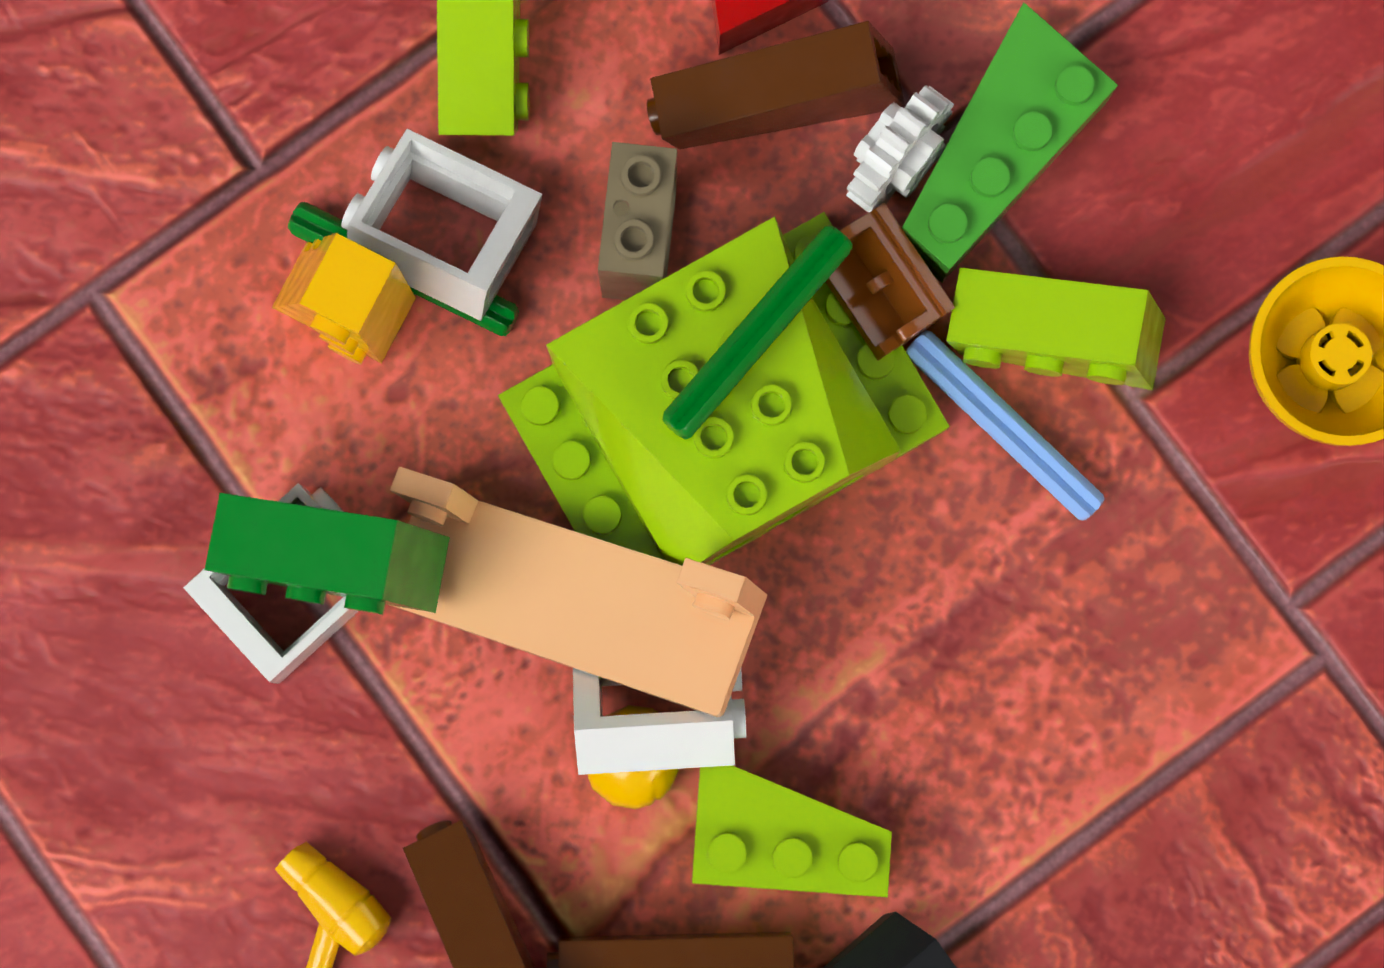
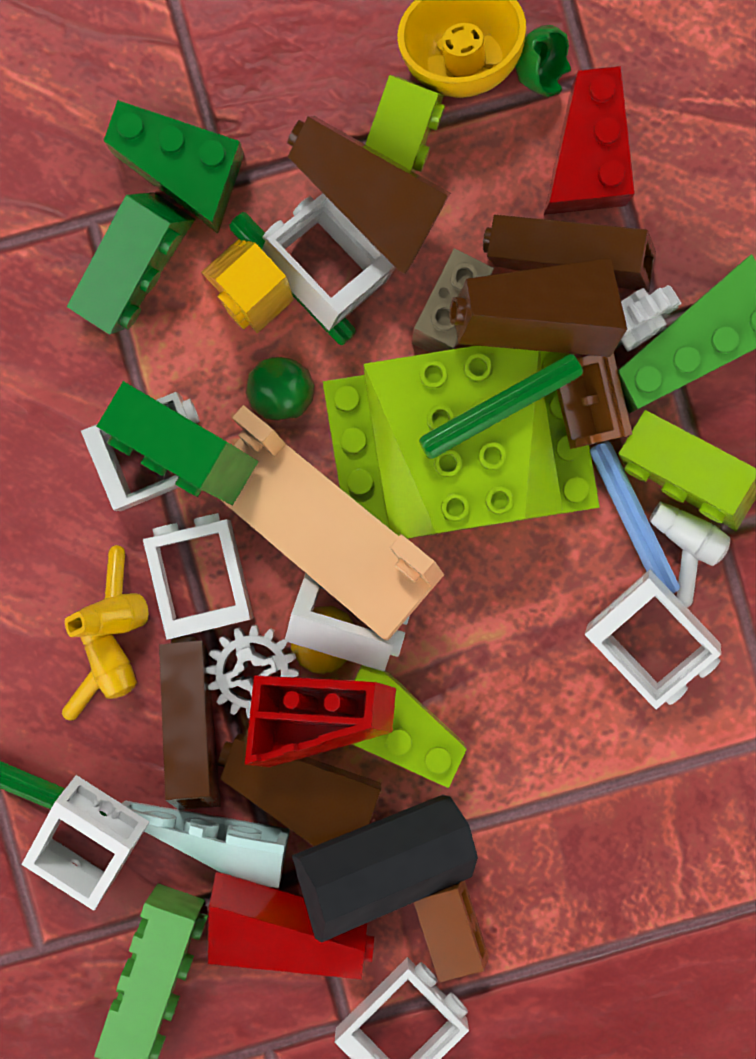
camera: 20 degrees right, 5 degrees up
(167, 328) = (129, 261): none -> green wedge
(183, 162) = (178, 158): none -> green wedge
(325, 824) = (116, 612): none -> yellow piece
(441, 427) = (279, 388): none -> green hair
(448, 797) = (208, 620): none -> white window
(471, 106) = (373, 191): none -> reddish brown slope
(528, 815) = (245, 651): none -> white gear
(658, 863) = (312, 716): none -> red wedge
(765, 180) = (543, 309): none -> reddish brown slope
(1103, 420) = (697, 539): none -> white piece
(1147, 635) = (673, 685): none -> white window

